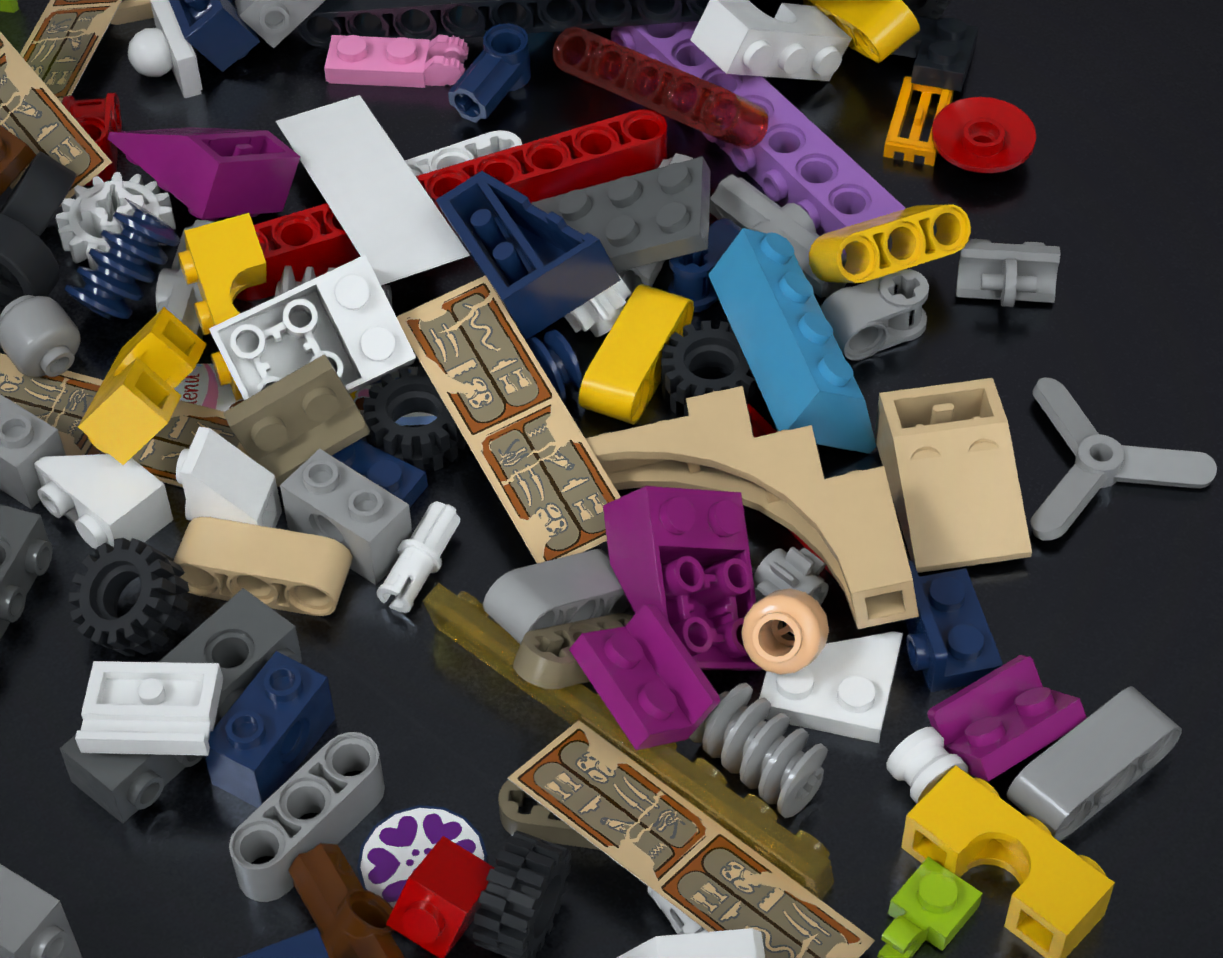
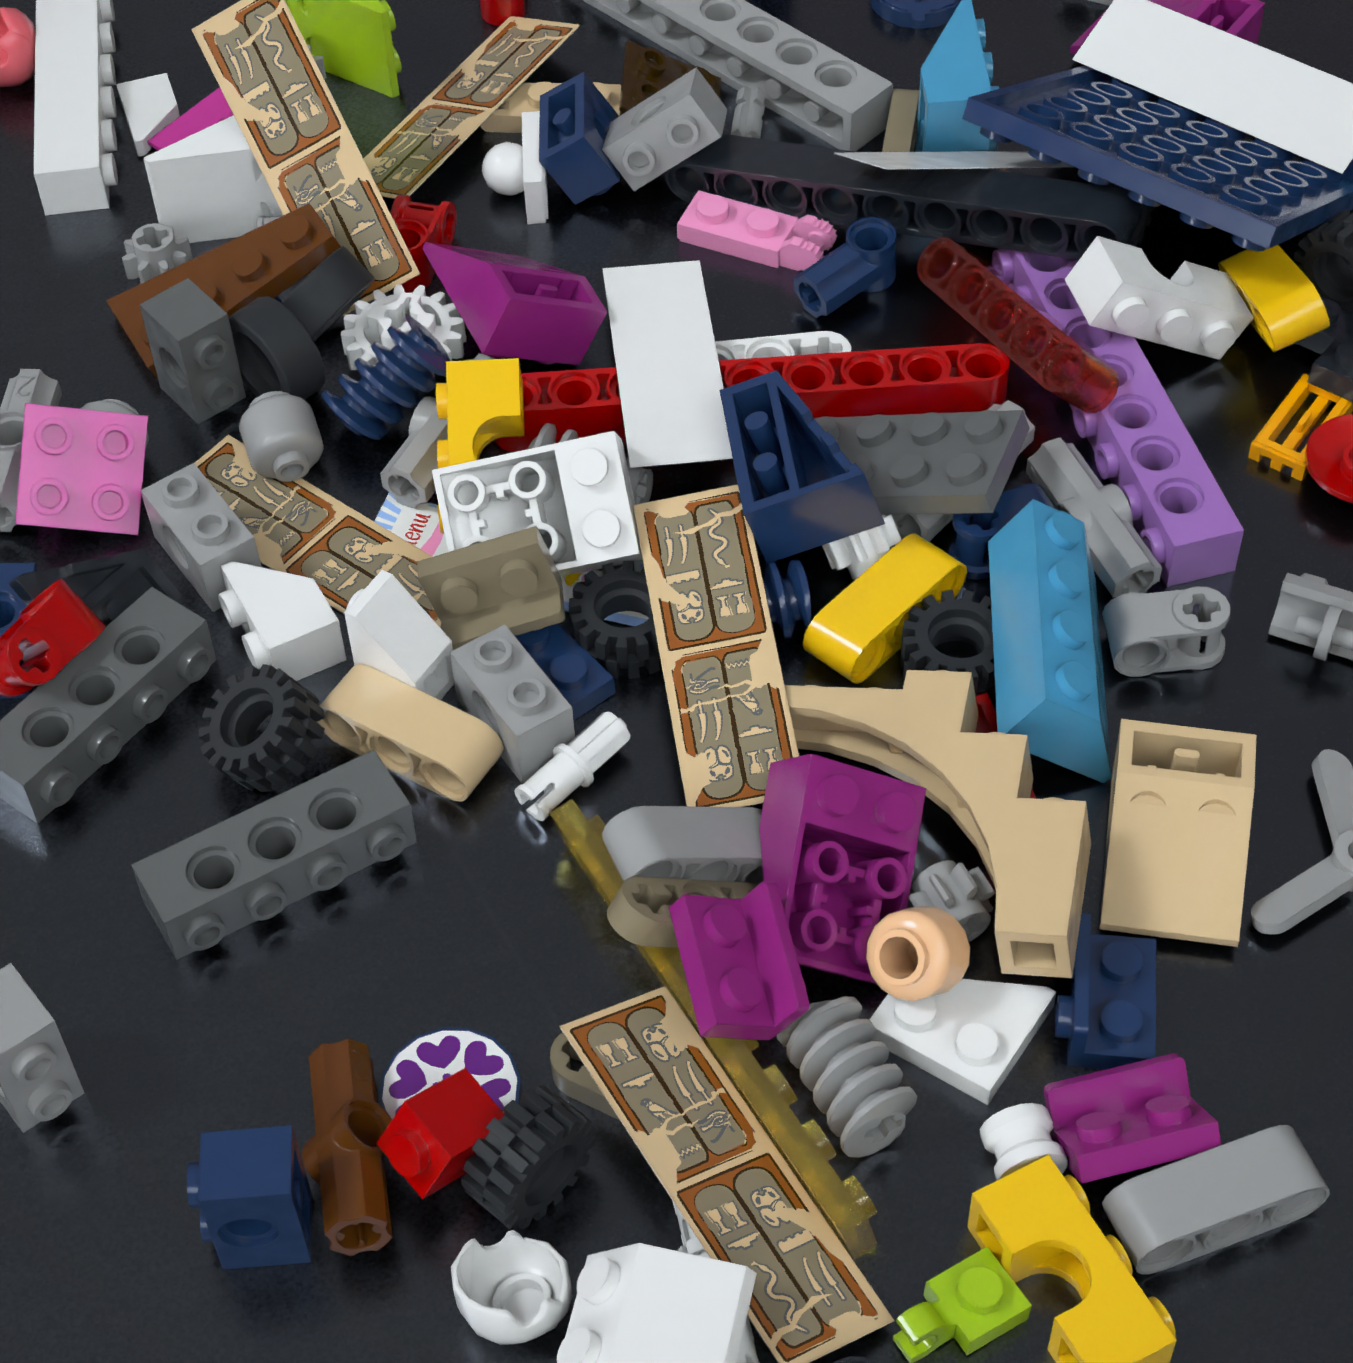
camera: 20 degrees right, 0 degrees up
(140, 387) = (352, 513): yellow arch -> none
(150, 708) = (228, 848): white plate -> none
(269, 729) = (347, 905): dark blue brick -> none
(313, 789) = (368, 978): light grey beam -> none
(868, 243) = (1229, 560): yellow beam -> none

